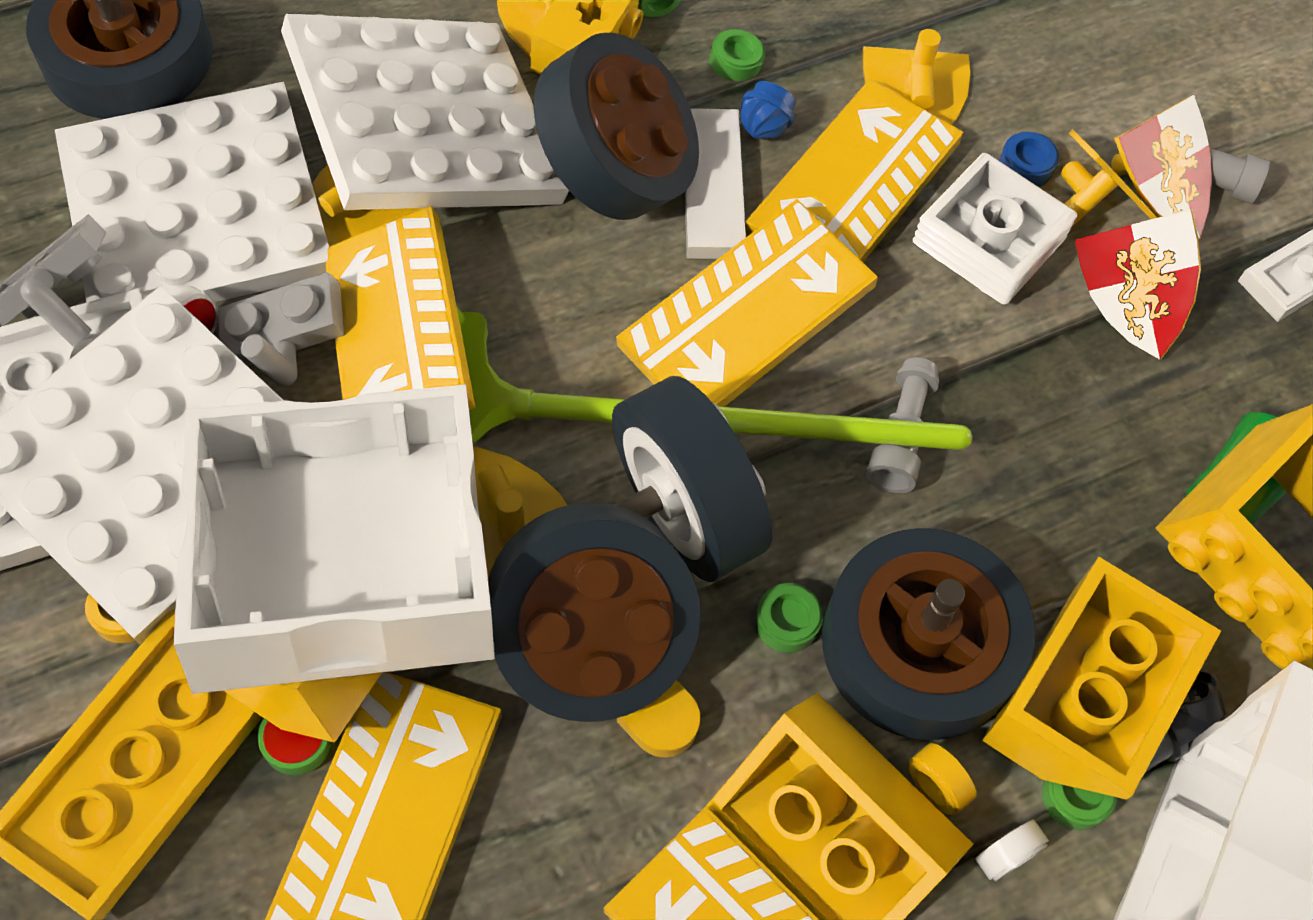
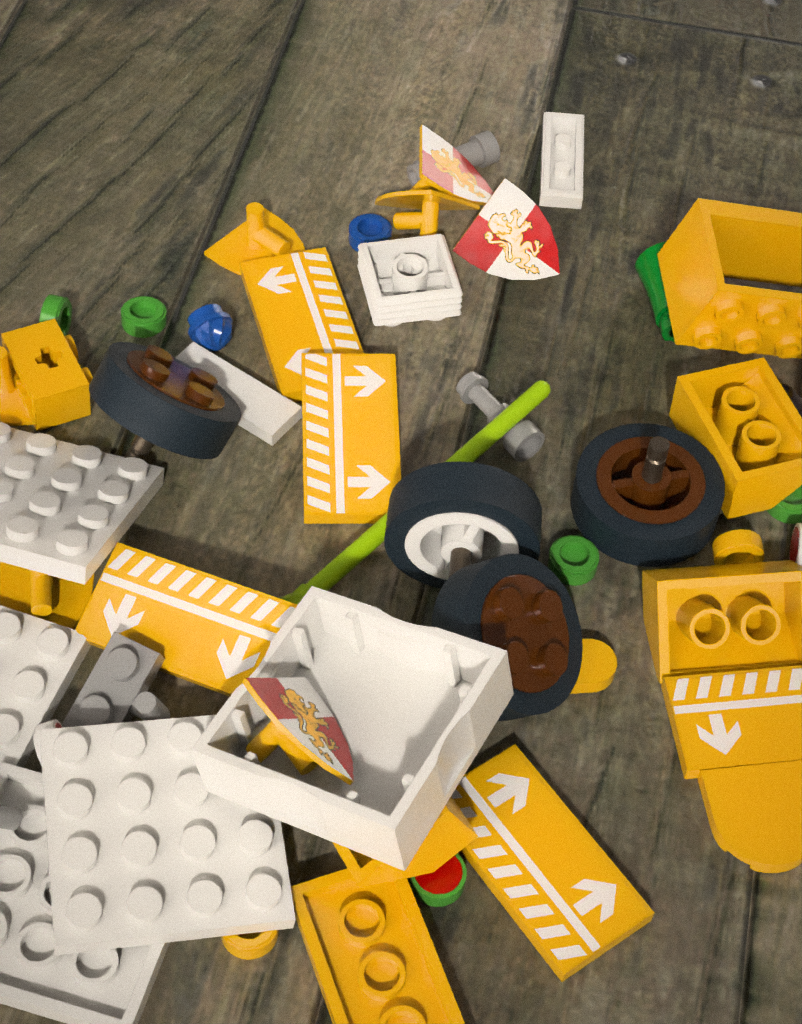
camera: 50 degrees left, 10 degrees down
(288, 483) = (299, 726): none -> shield

